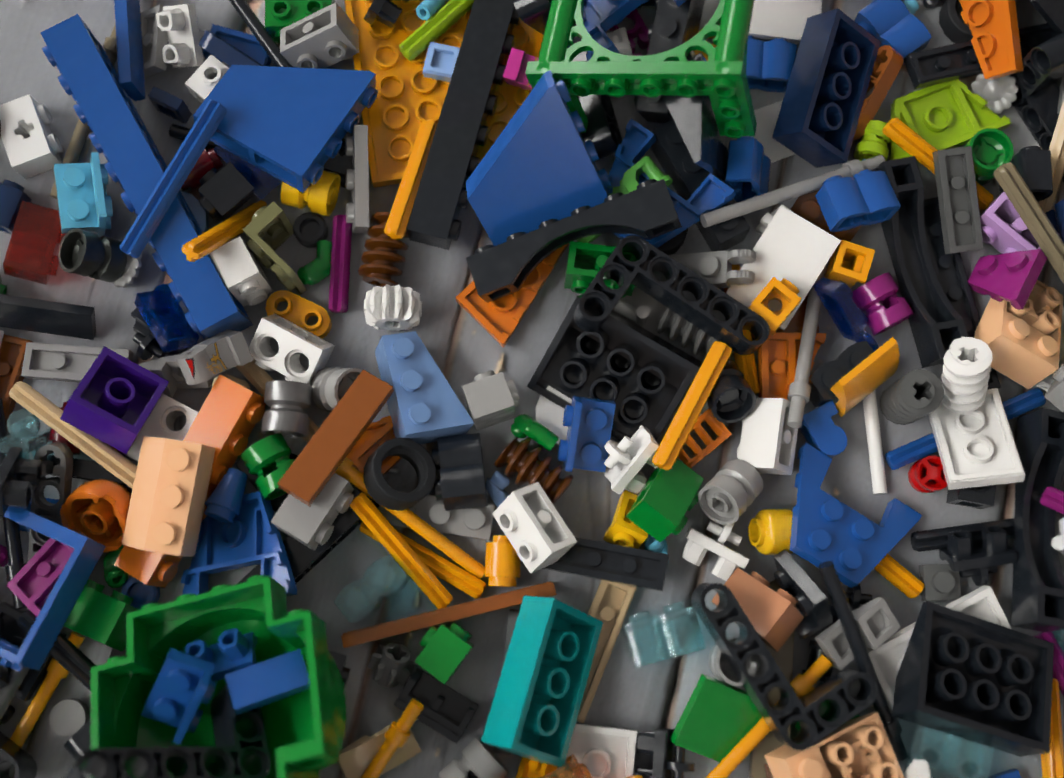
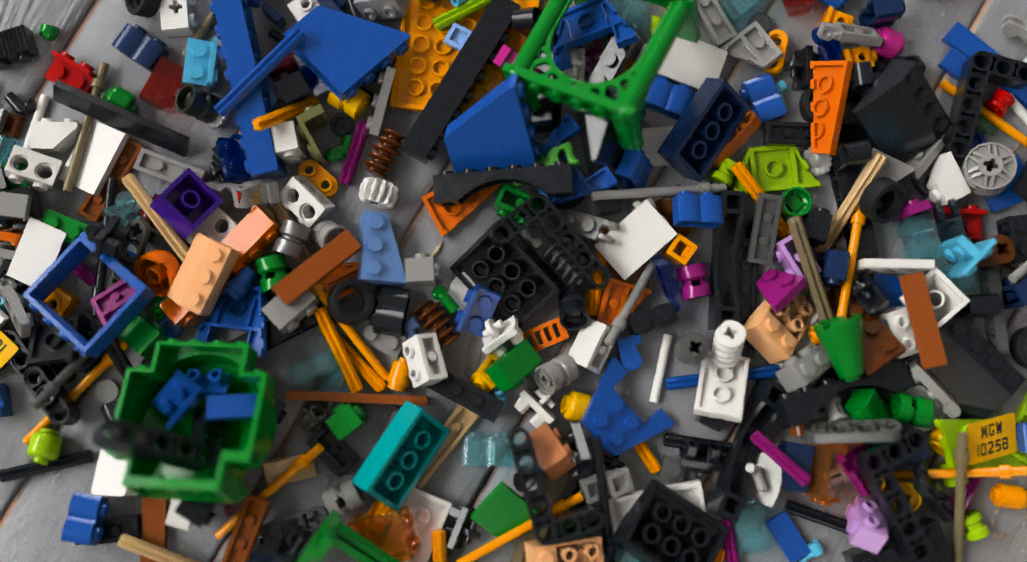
camera: 15 degrees right, 5 degrees up
(410, 182) = (412, 114): light orange axle -> none
(692, 405) = (547, 312): light orange axle -> none
(778, 290) = (611, 263): light orange brick -> none
(866, 376) = (664, 327): light orange slope -> none
(933, 472) = (689, 399): red wheel -> none

